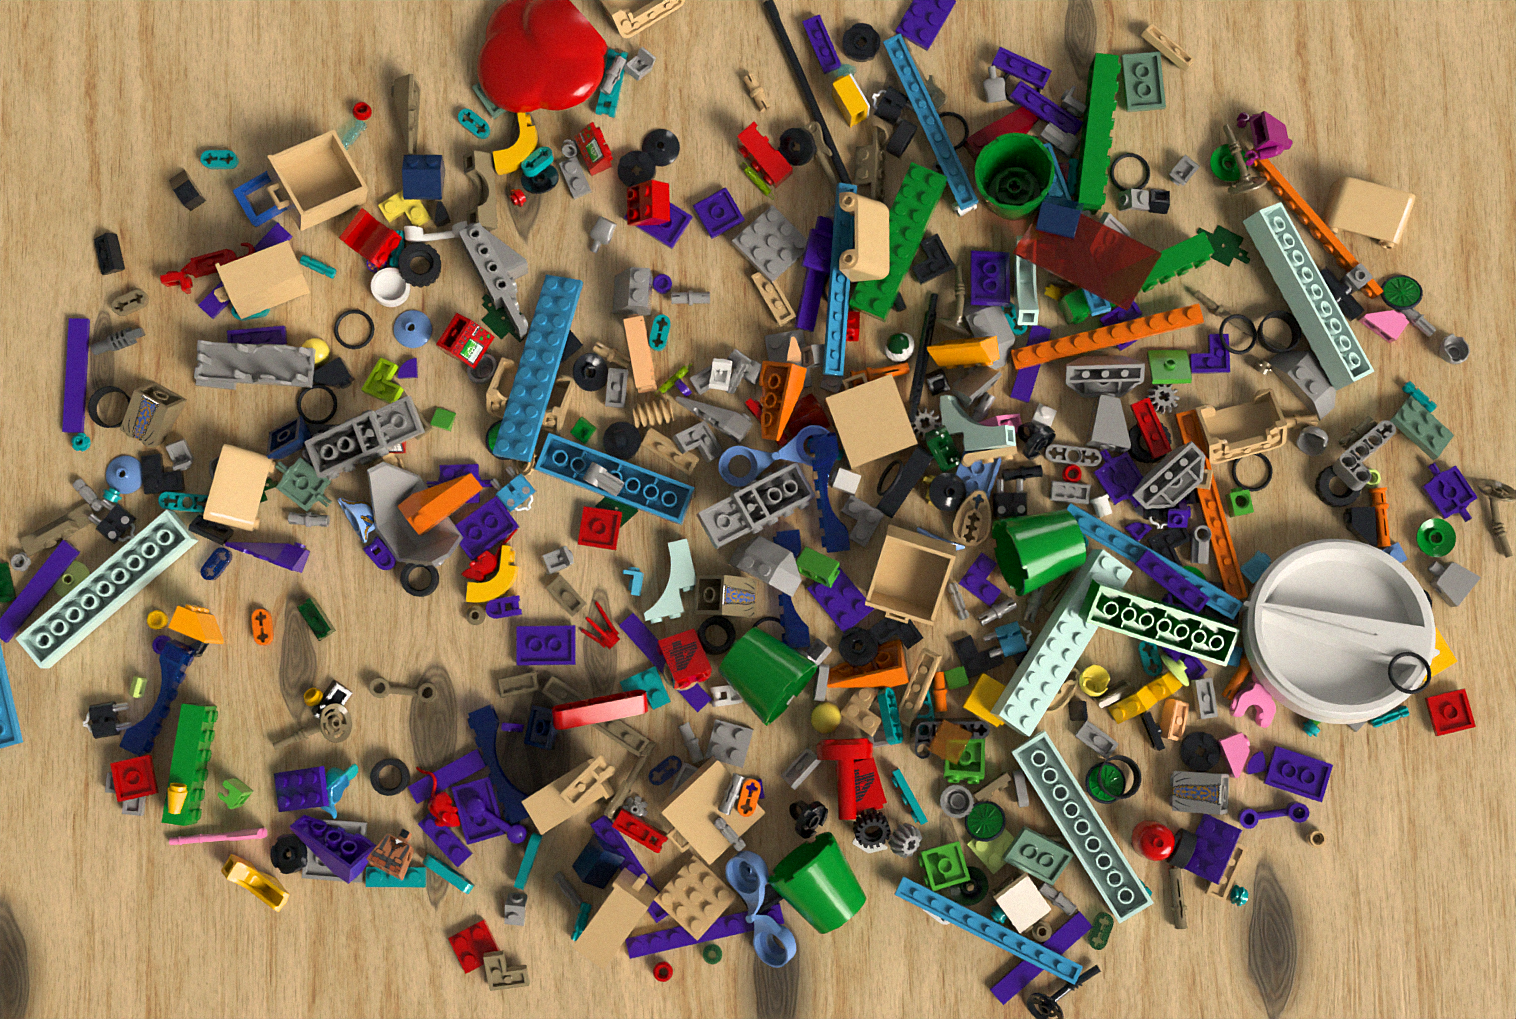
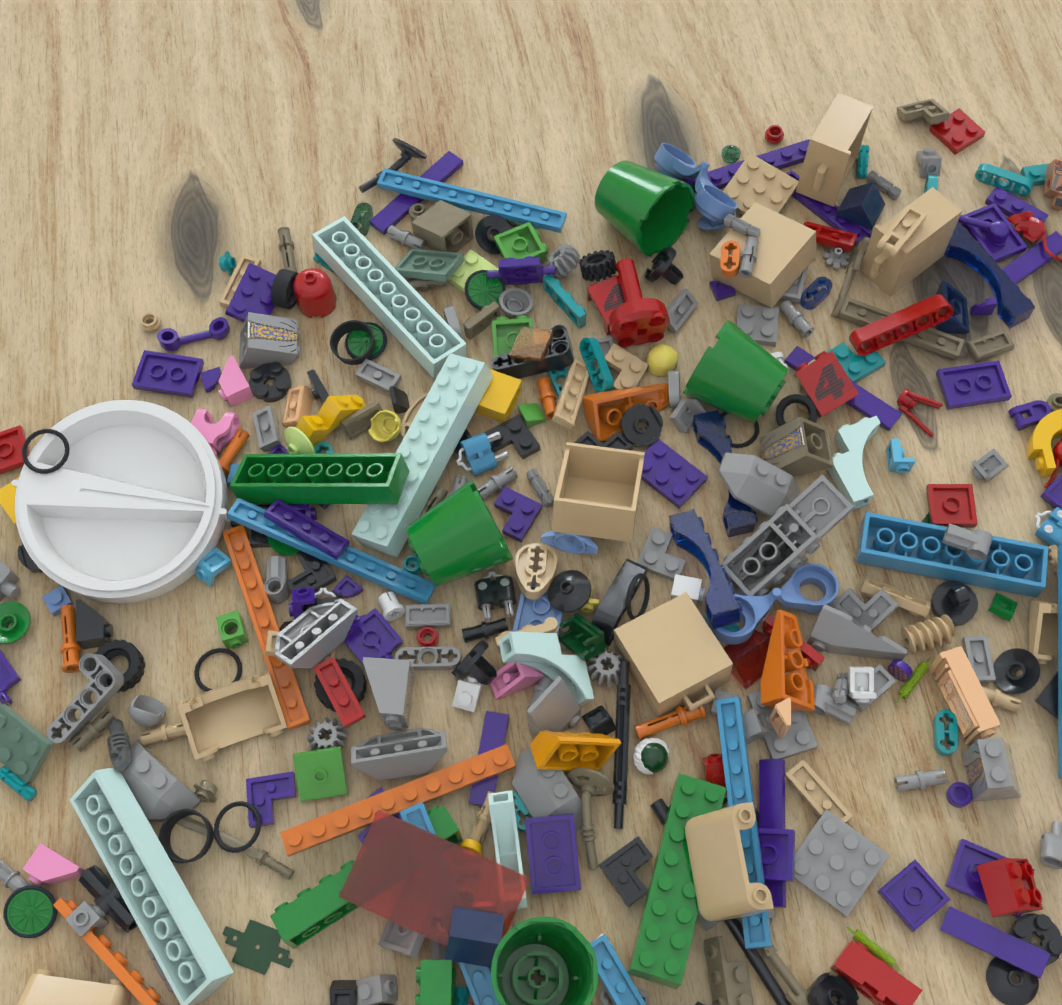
camera: 170 degrees right, 20 degrees down
(566, 595) = (967, 434): dark tan plate -> none
(669, 170) = (995, 942): none -> dark purple tile
(818, 567) = (701, 494): bright green hinge -> none
(955, 832) = (521, 271): none -> dark purple plate
(1044, 307) = (482, 822): none -> tan pin
(1335, 410) = (118, 745): none -> dark grey hinge
(1376, 478) = (73, 680): yellowish green plate -> none

